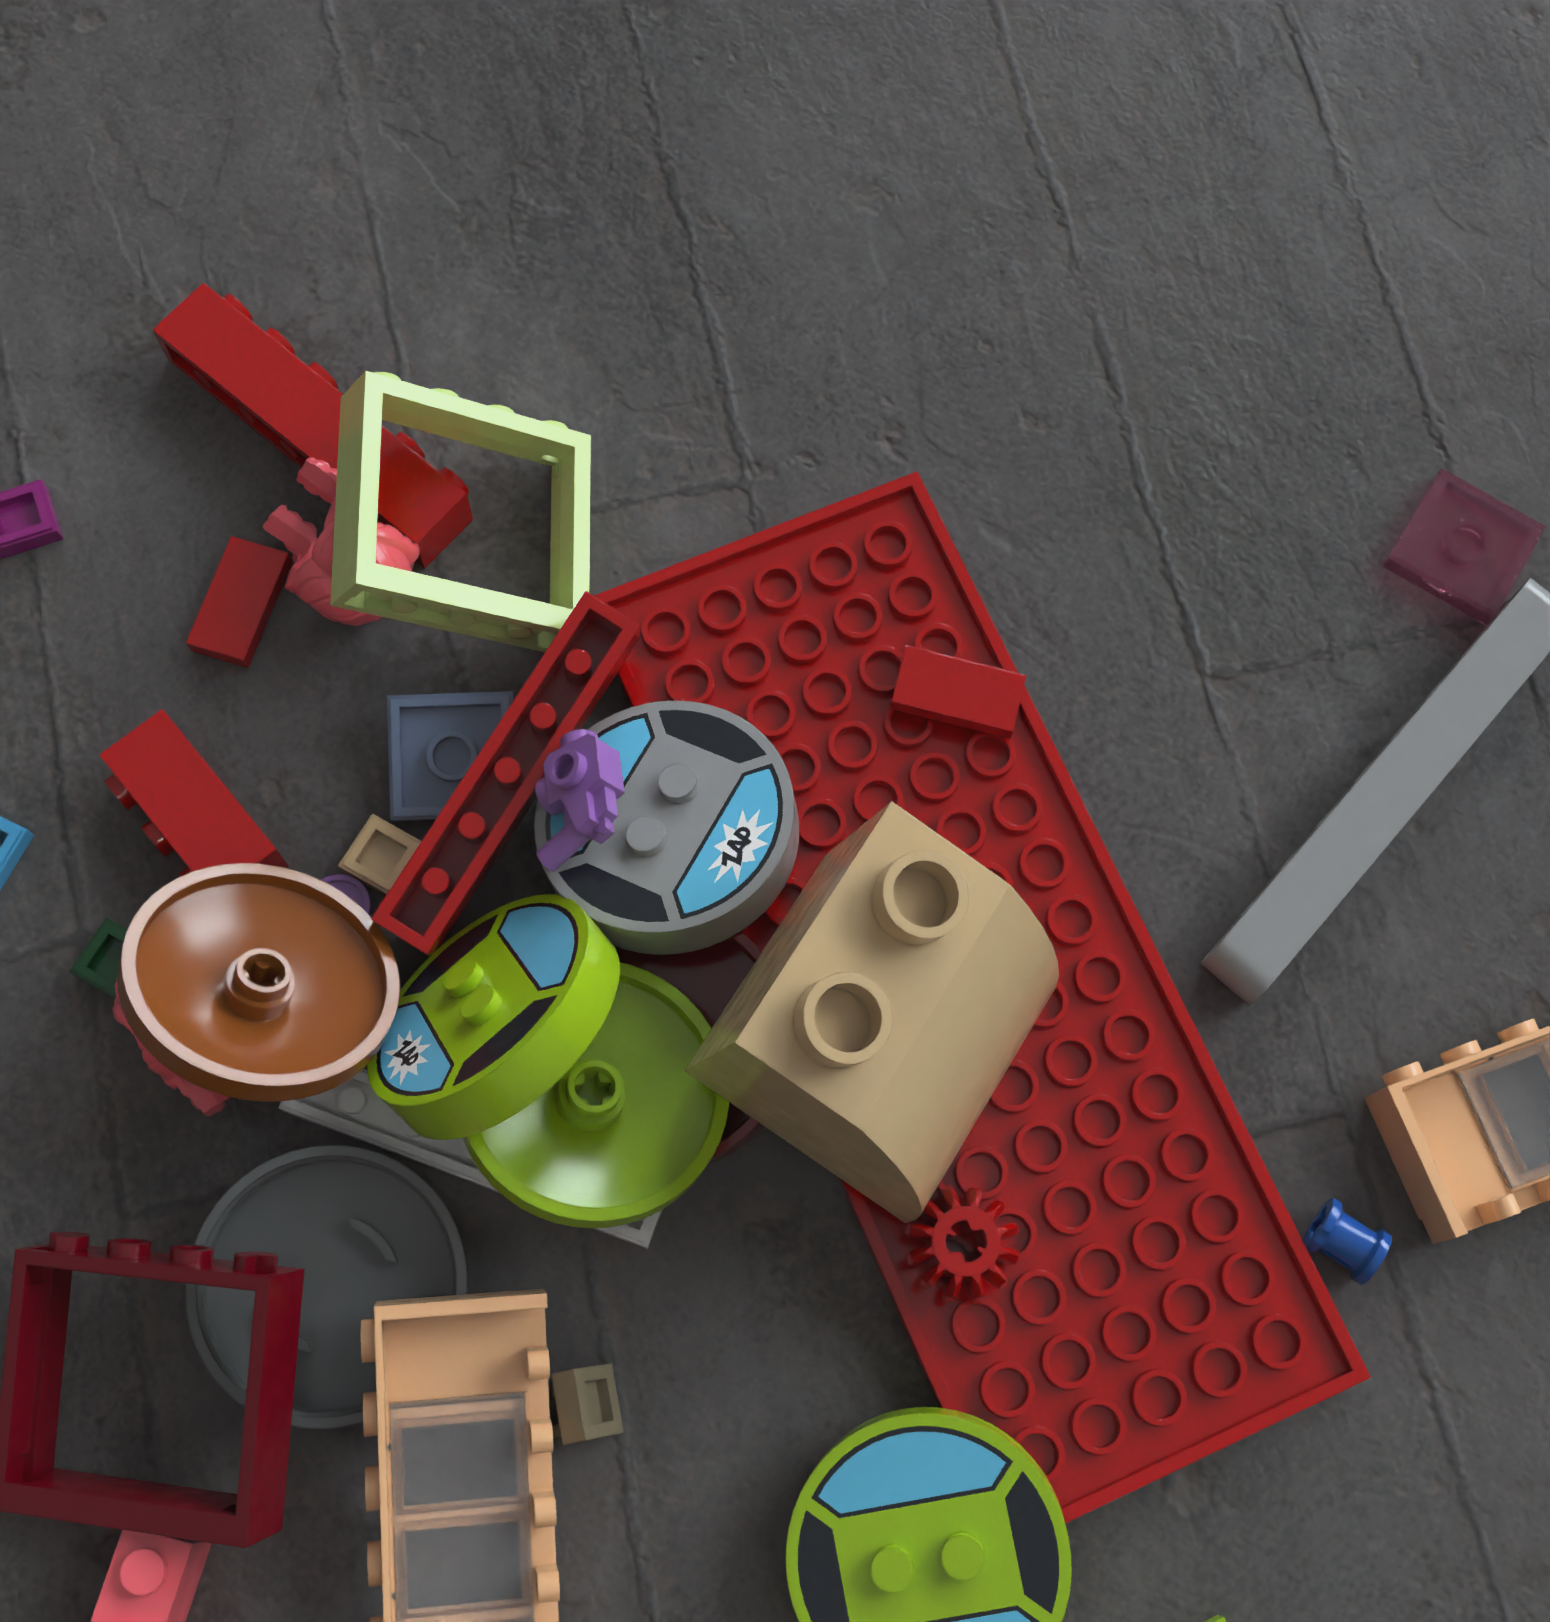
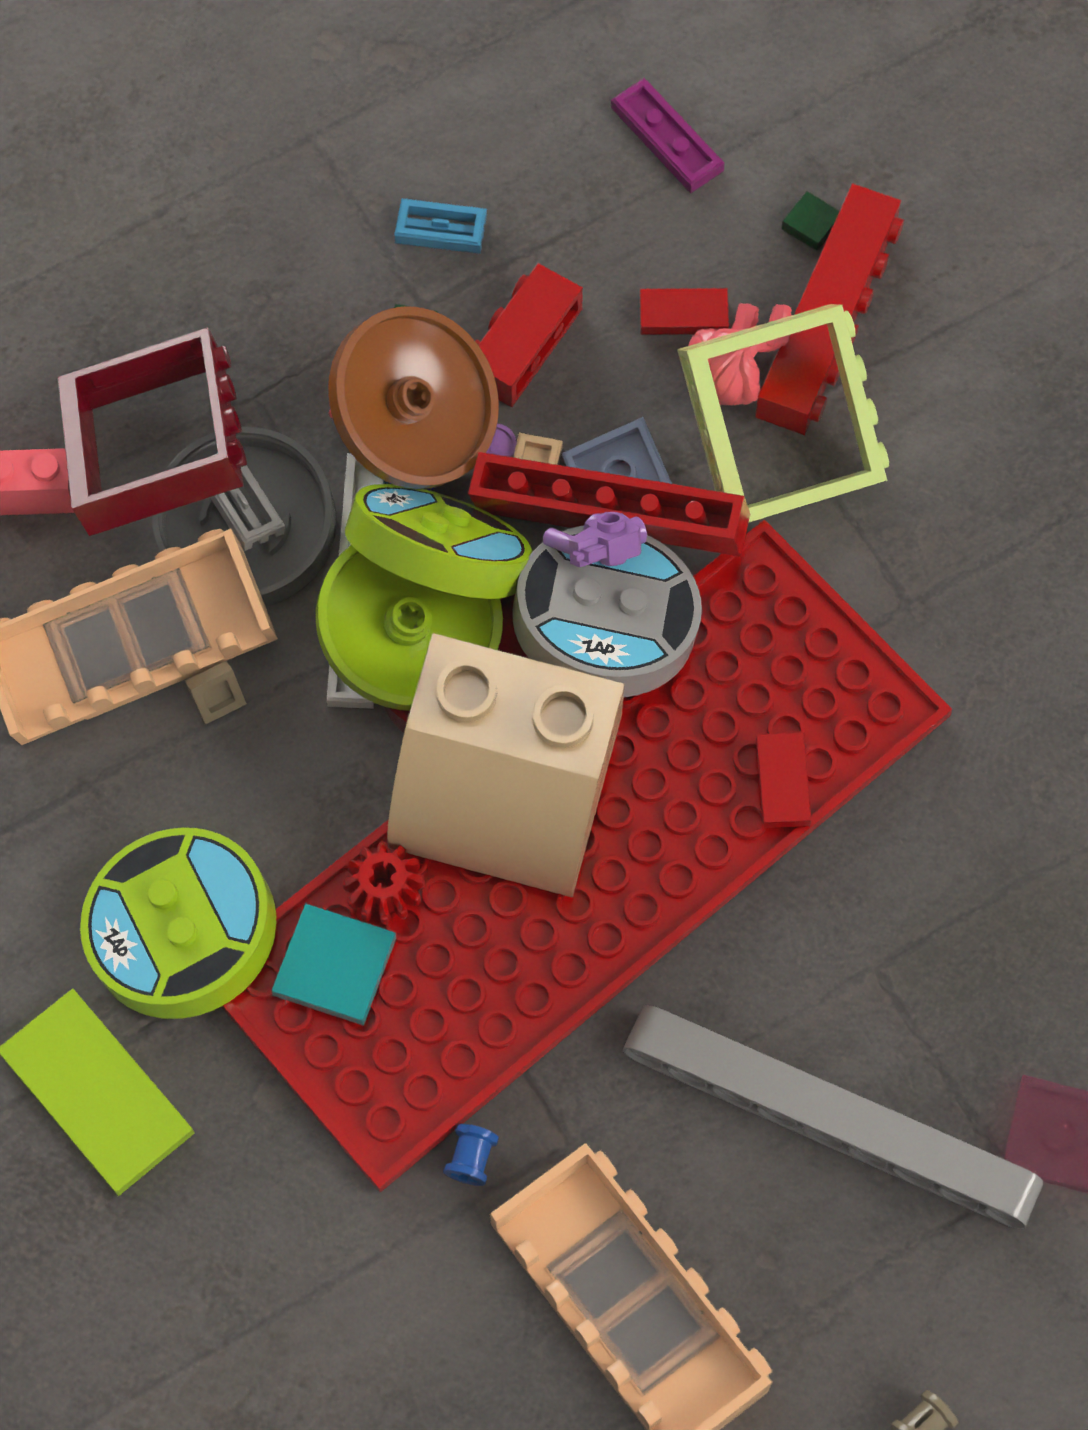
camera: 80 degrees right, 5 degrees down
(173, 406) = (810, 220): none -> dark green tile
(342, 1300) = (258, 532): none -> light grey tile
(1052, 1348) = (334, 964): none -> teal tile

